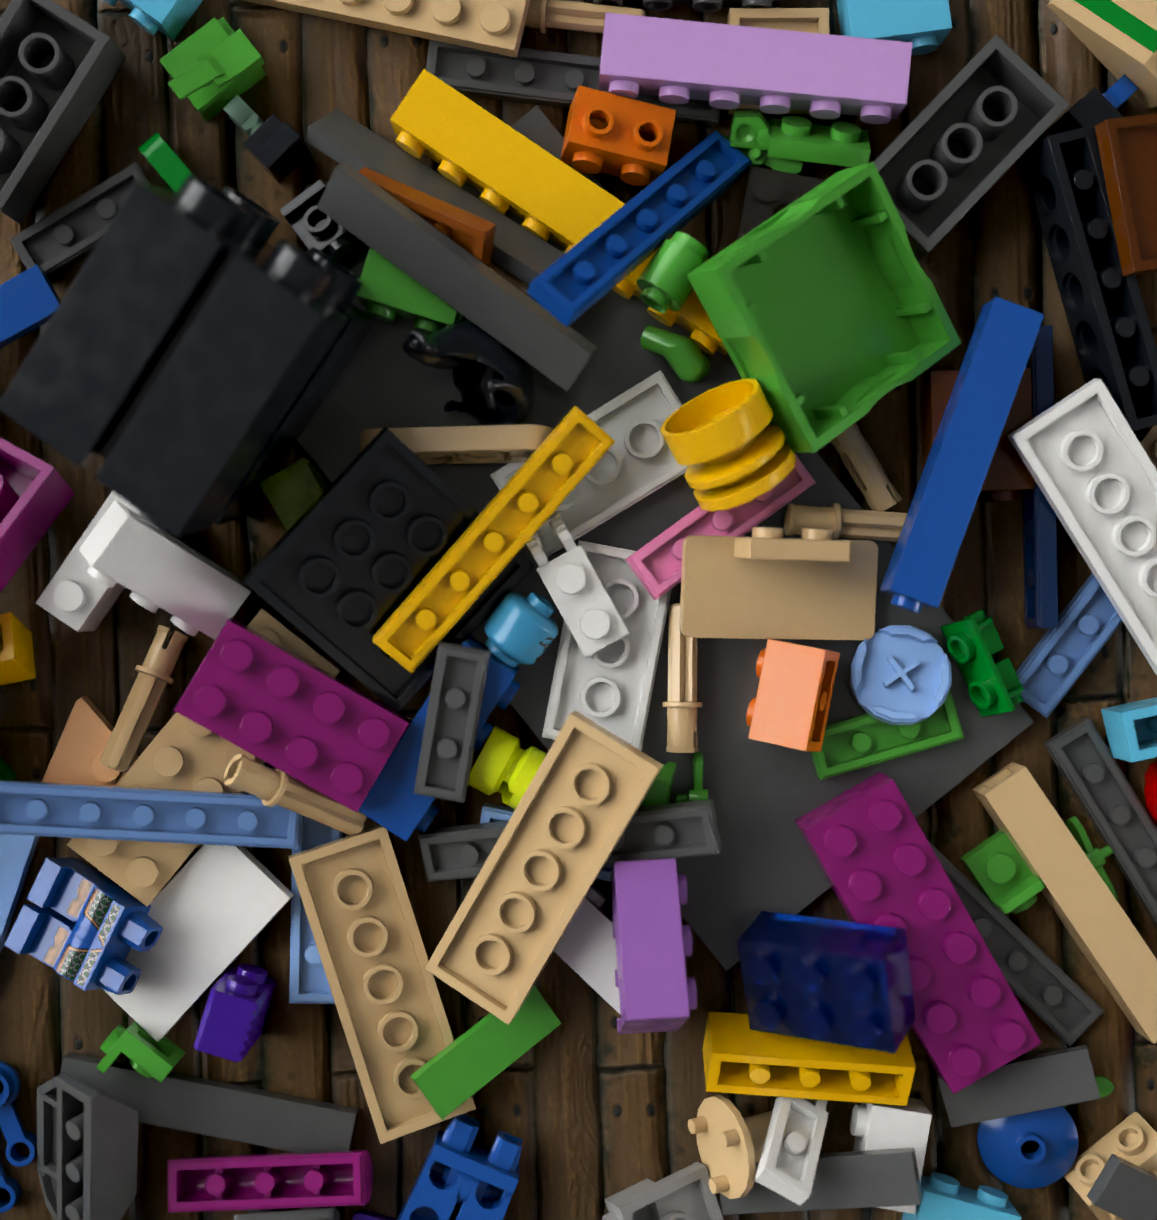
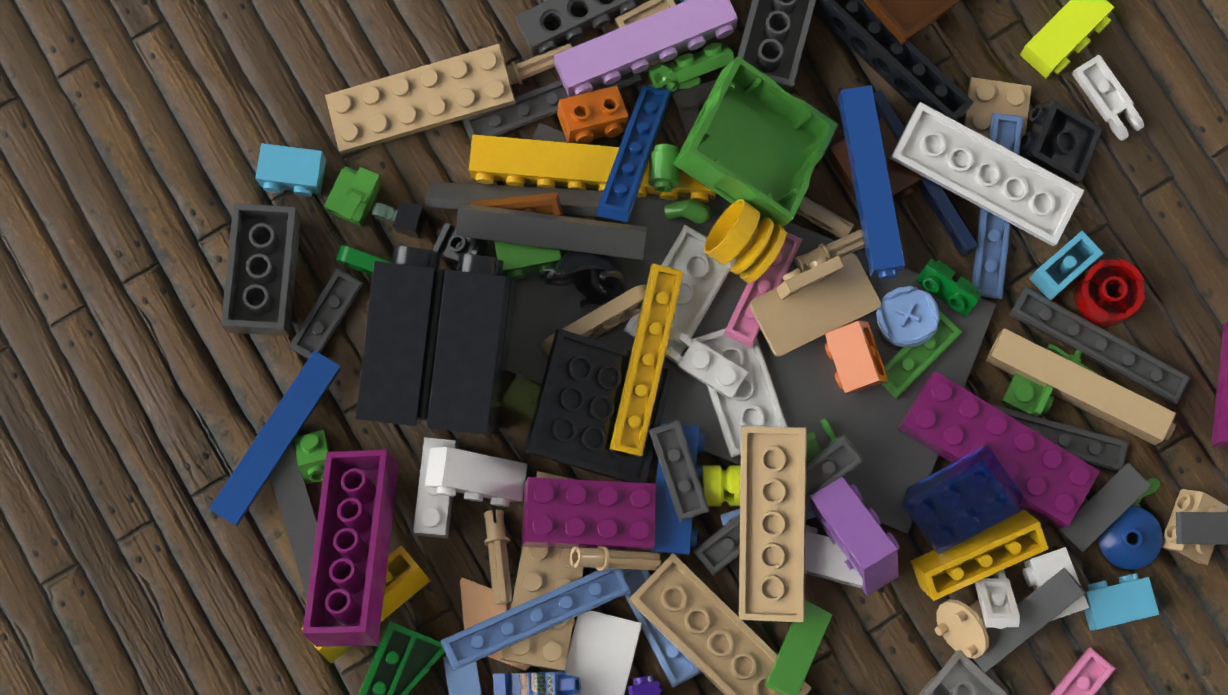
camera: 25 degrees left, 10 degrees down
(521, 628) = (687, 402): dark azure head -> none
(682, 688) = (793, 387): tan axle -> none

